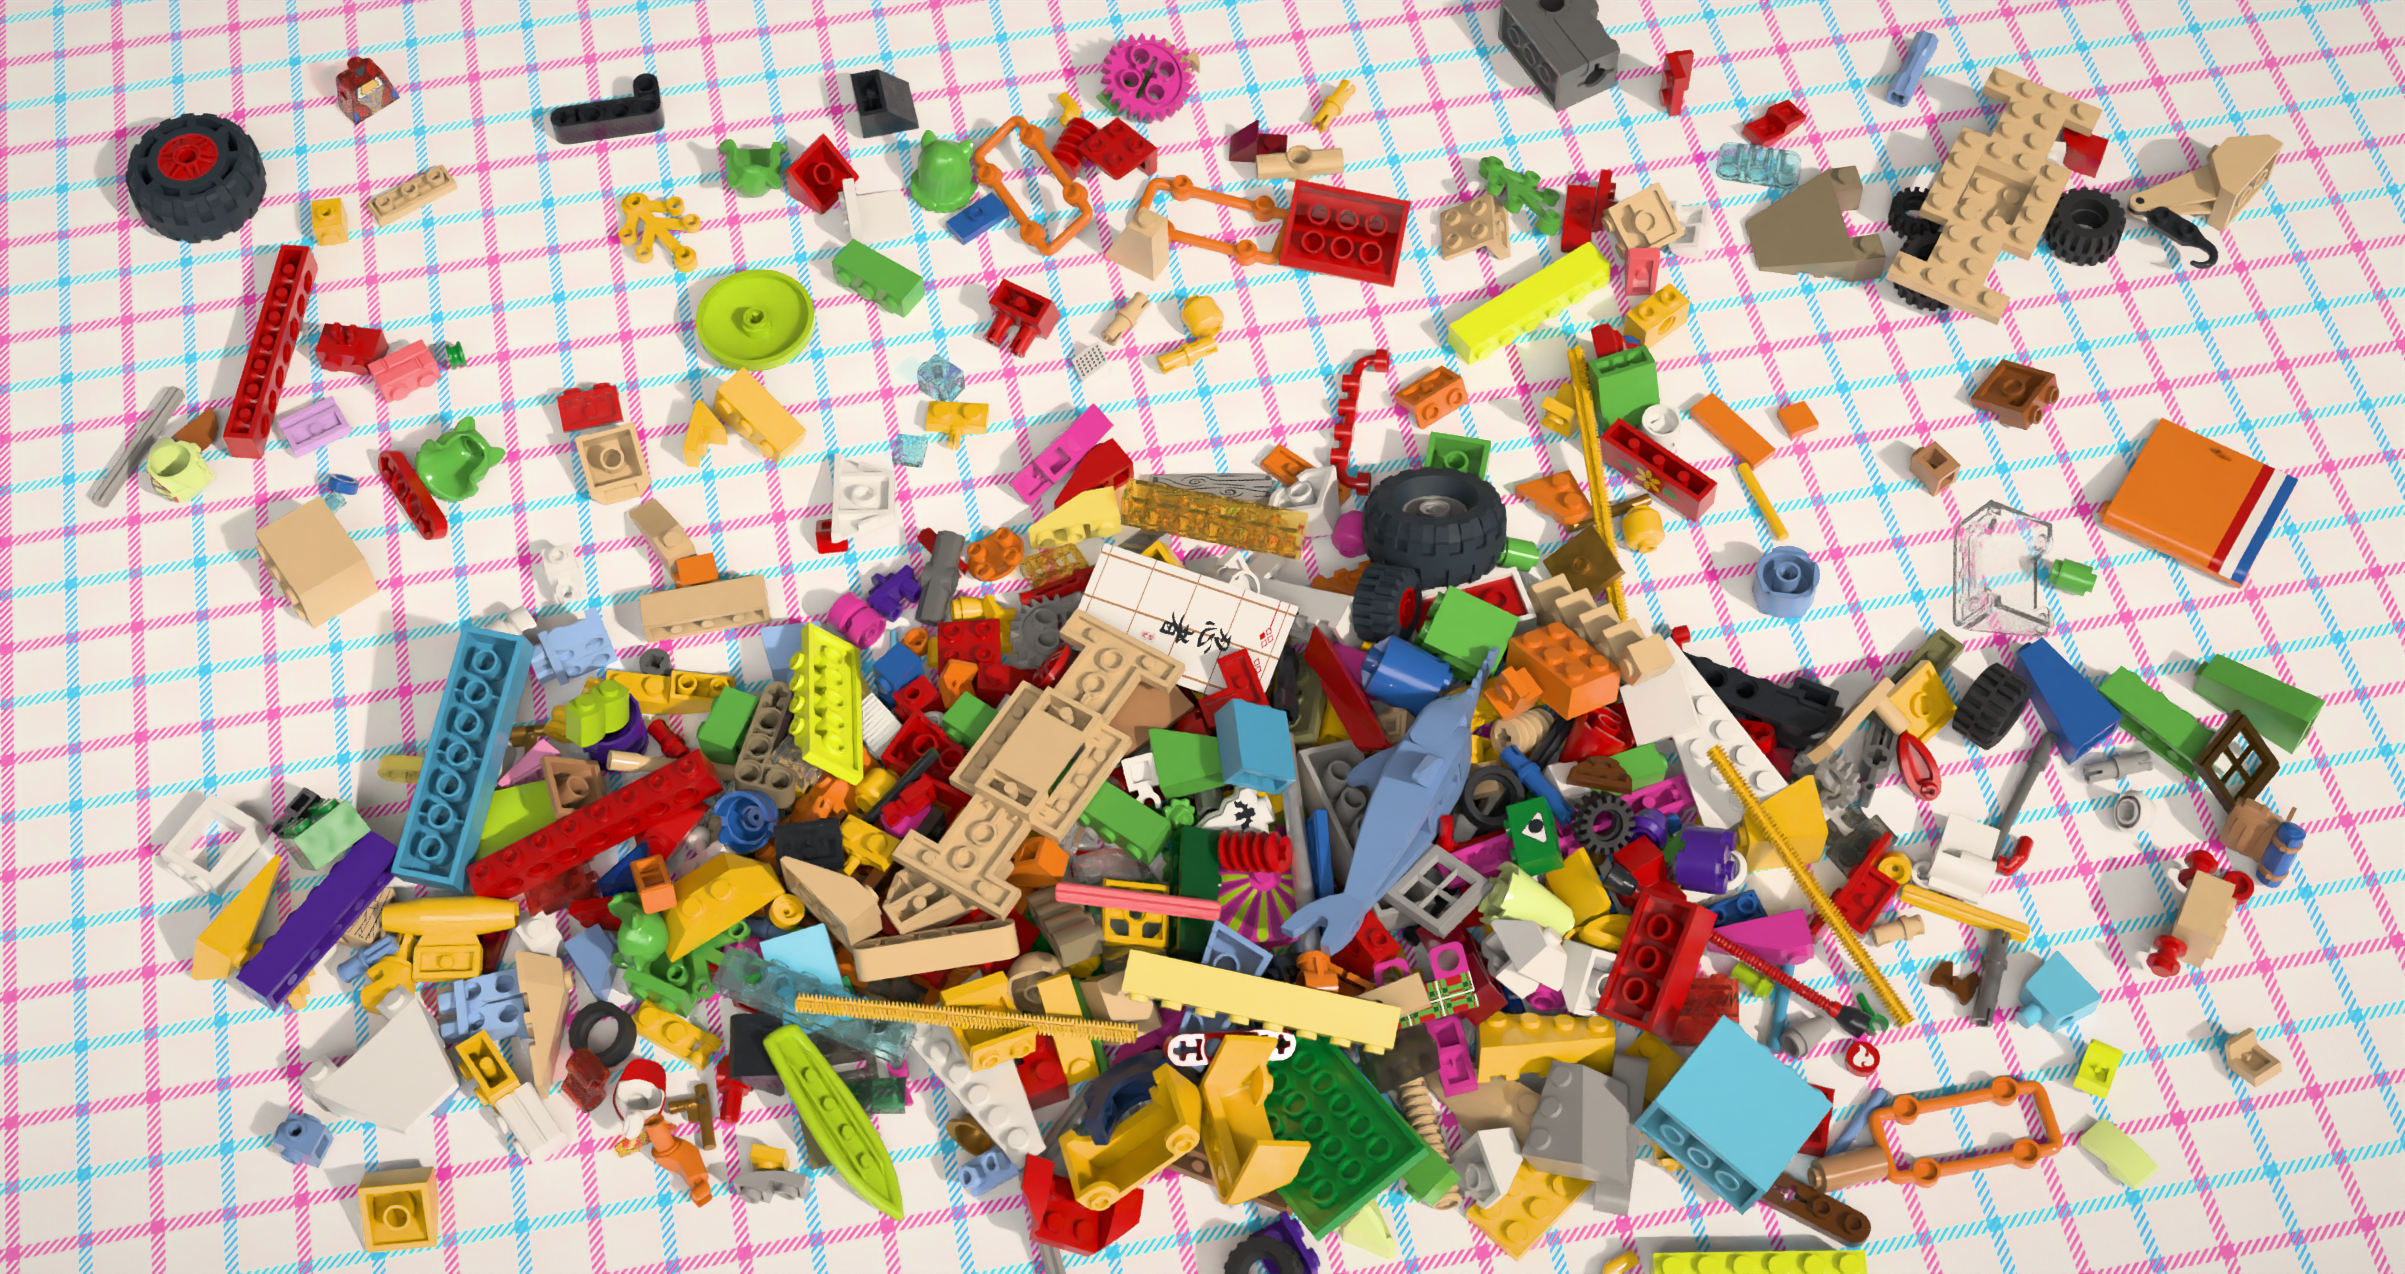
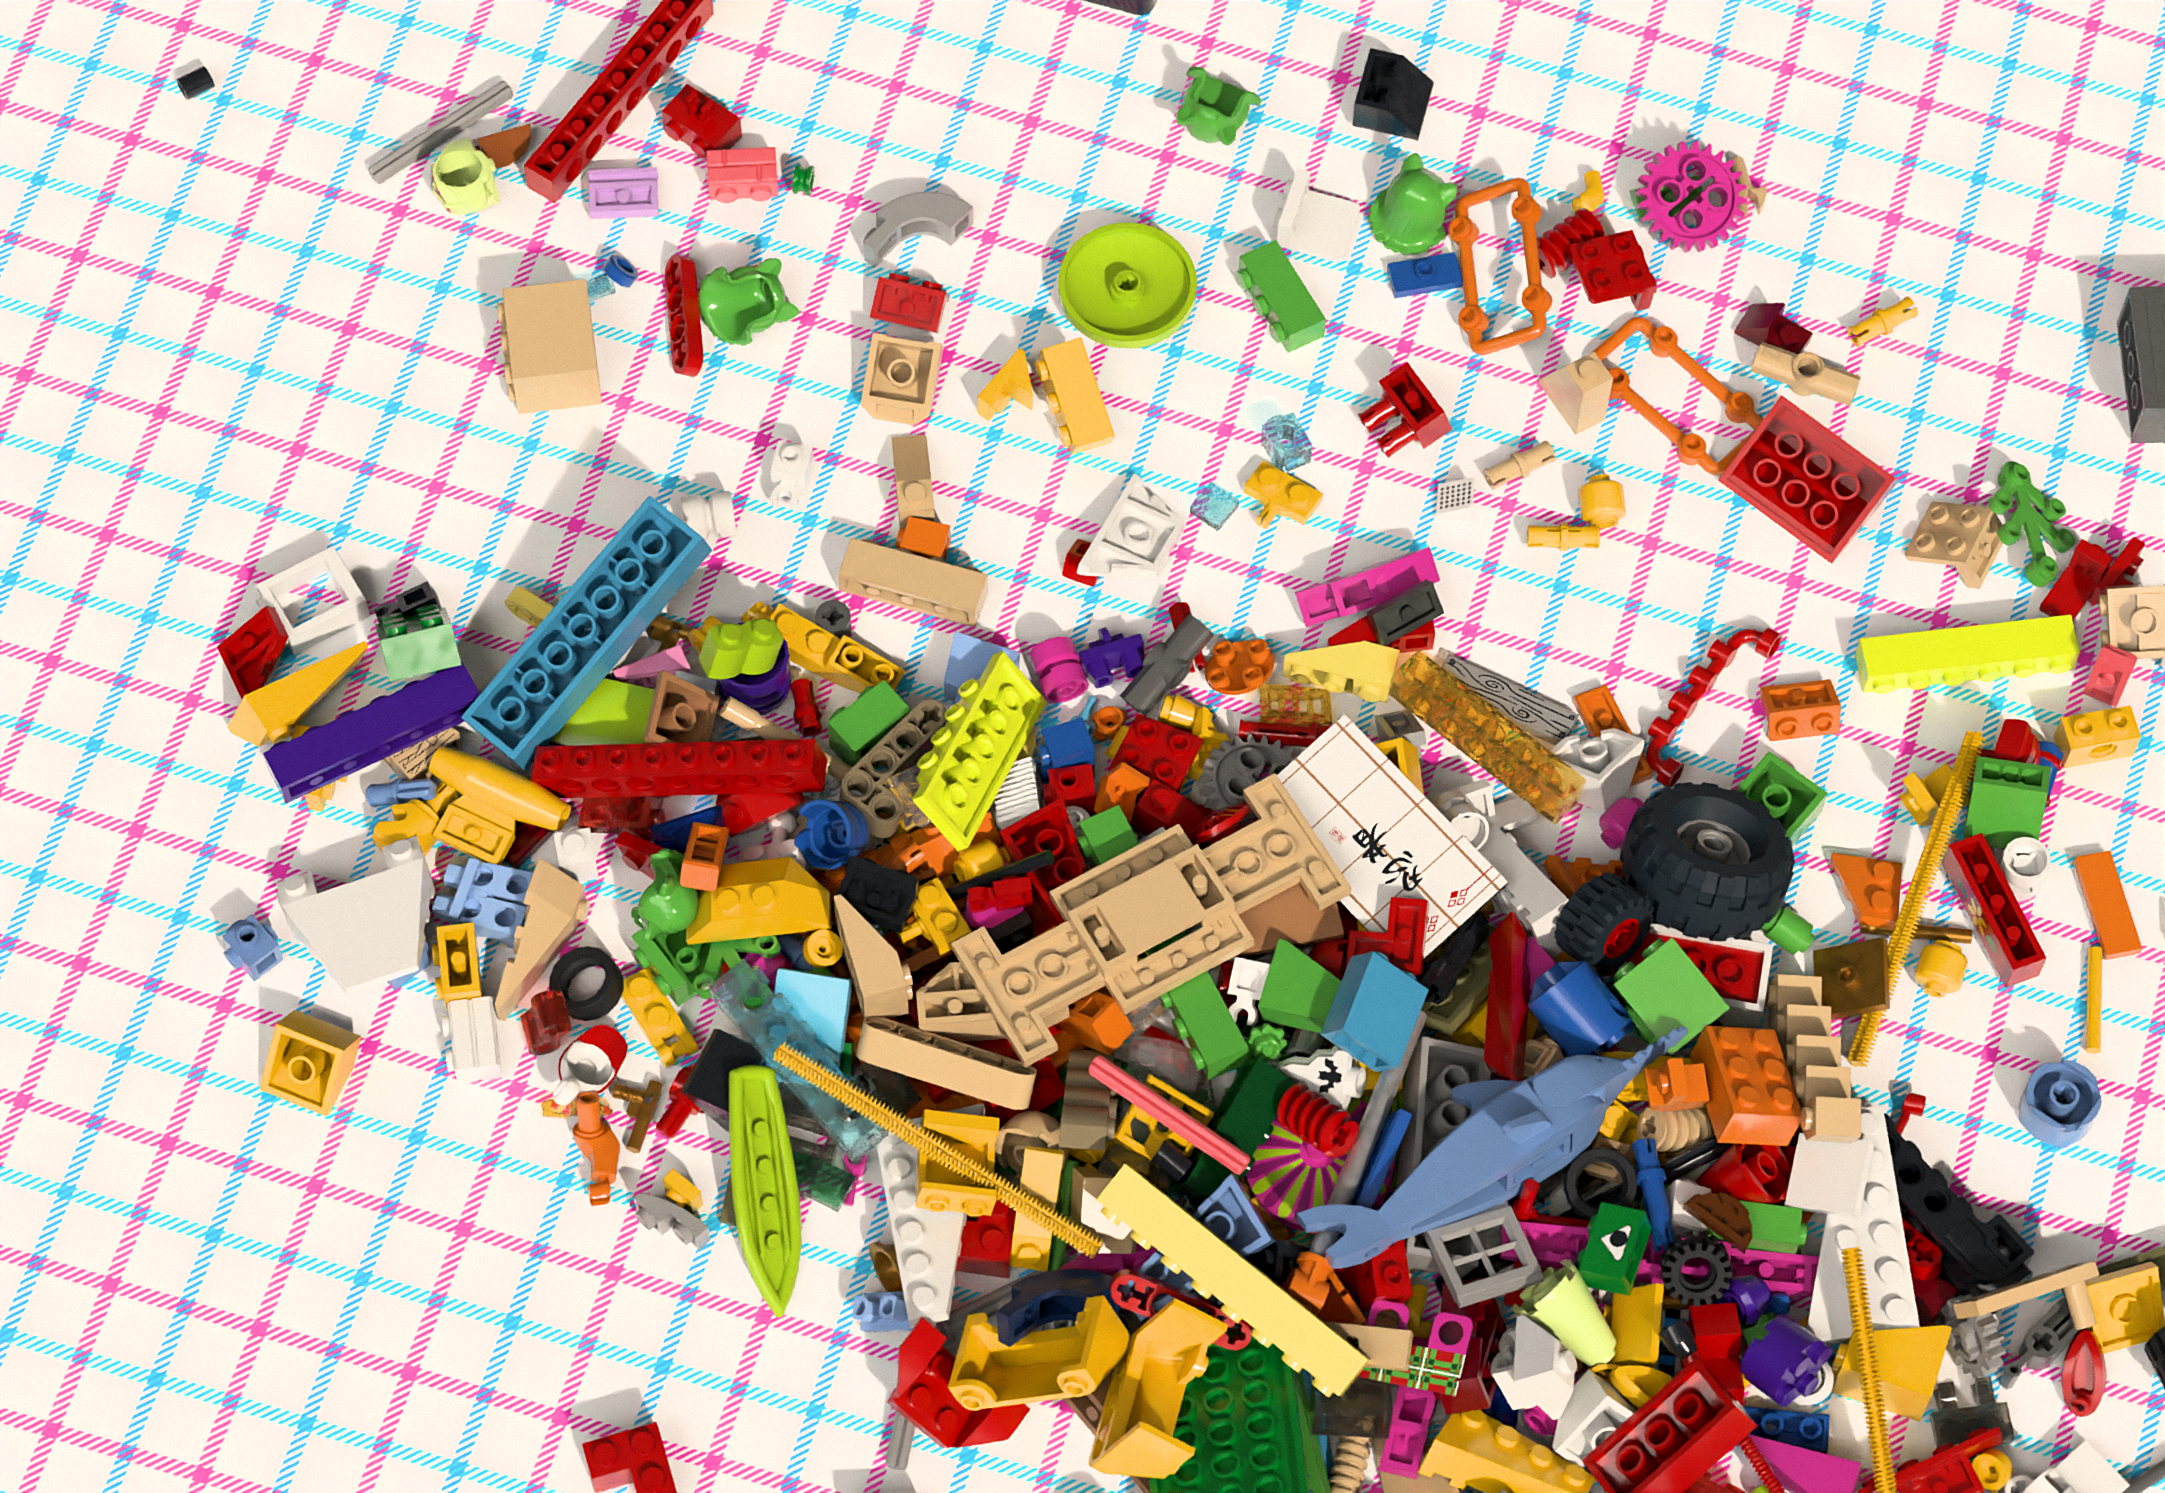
camera: 25 degrees right, 5 degrees up
(184, 905) = (254, 650): none -> red wing
(561, 342) = (916, 215): none -> light grey arch
(573, 650) = (757, 564): light blue hips -> none
(592, 958) = (616, 895): medium blue slope -> none
(639, 207) = (1082, 129): yellow plant -> none
(818, 175) = (1279, 147): red slope -> none
(1103, 455) = (1405, 612): none -> pearl dark grey plate
(1158, 936) = (1172, 1161): none -> black hinge

